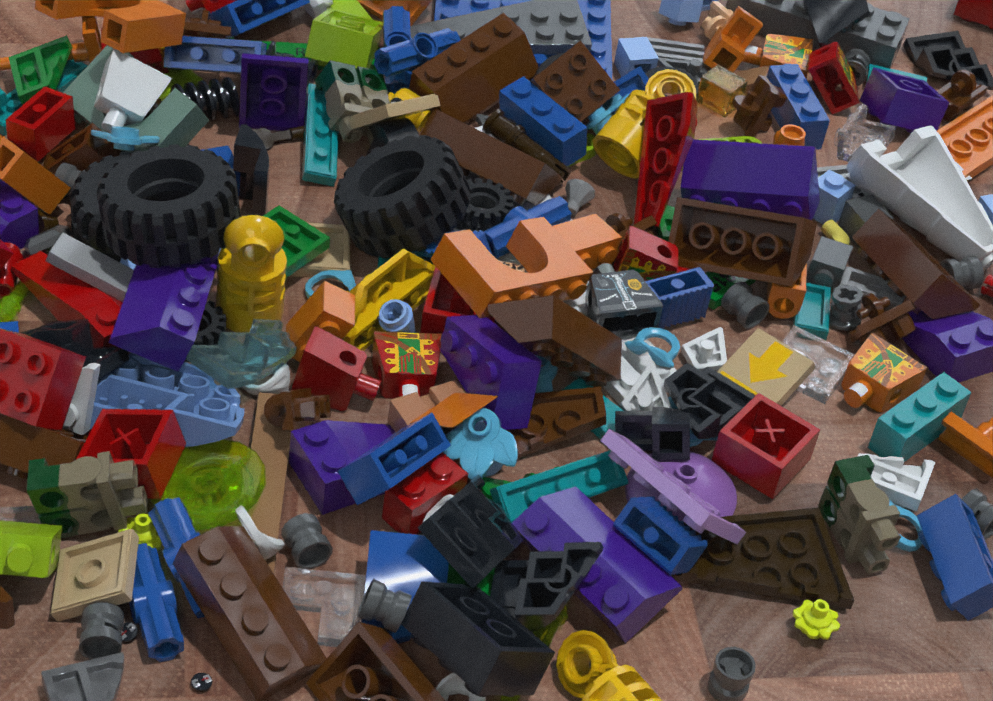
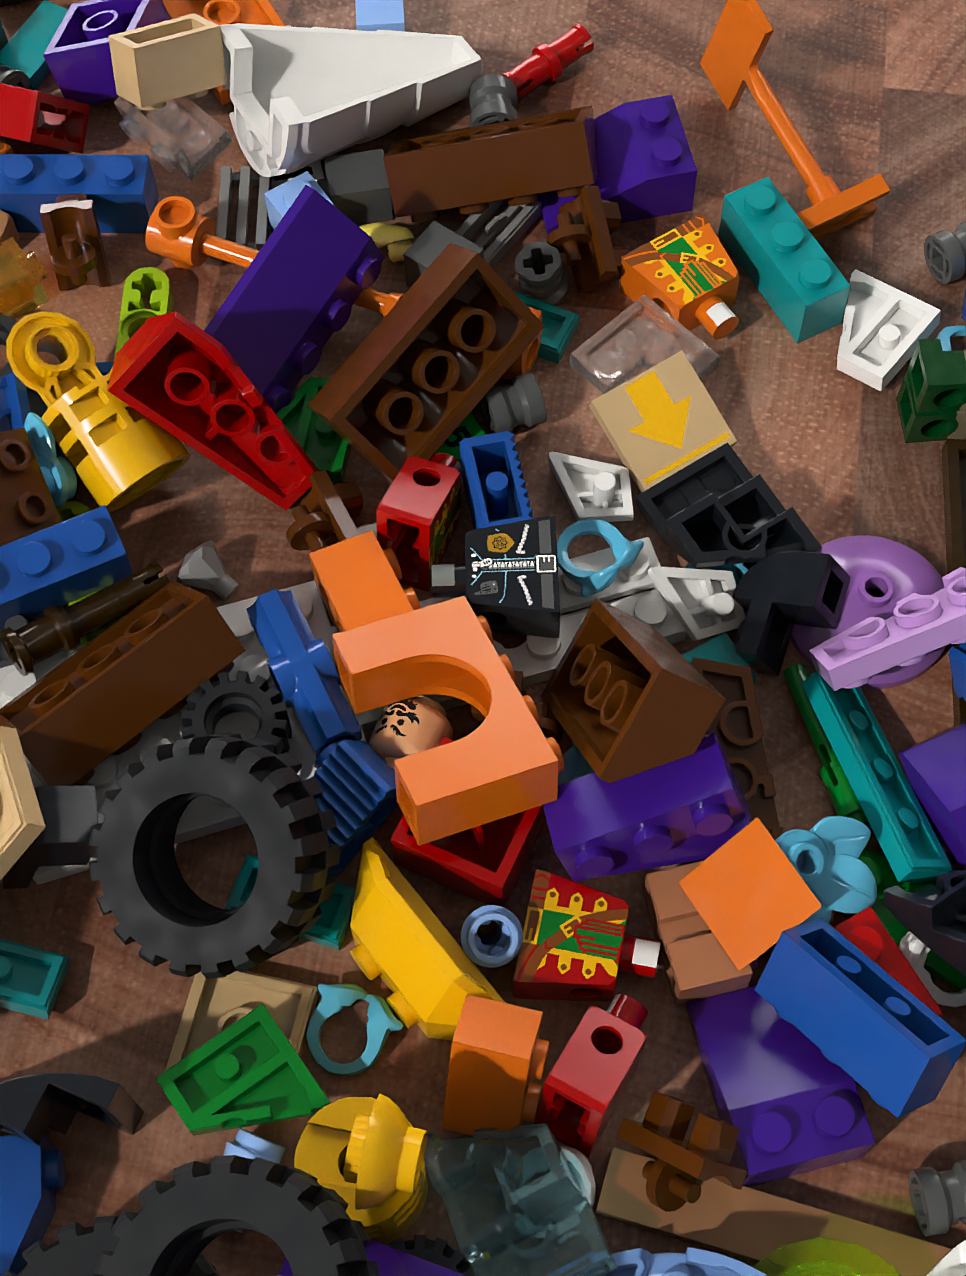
camera: 65 degrees left, 20 degrees up
(765, 445) = (827, 464): red brick -> none
(894, 110) = (168, 61): none -> tan brick

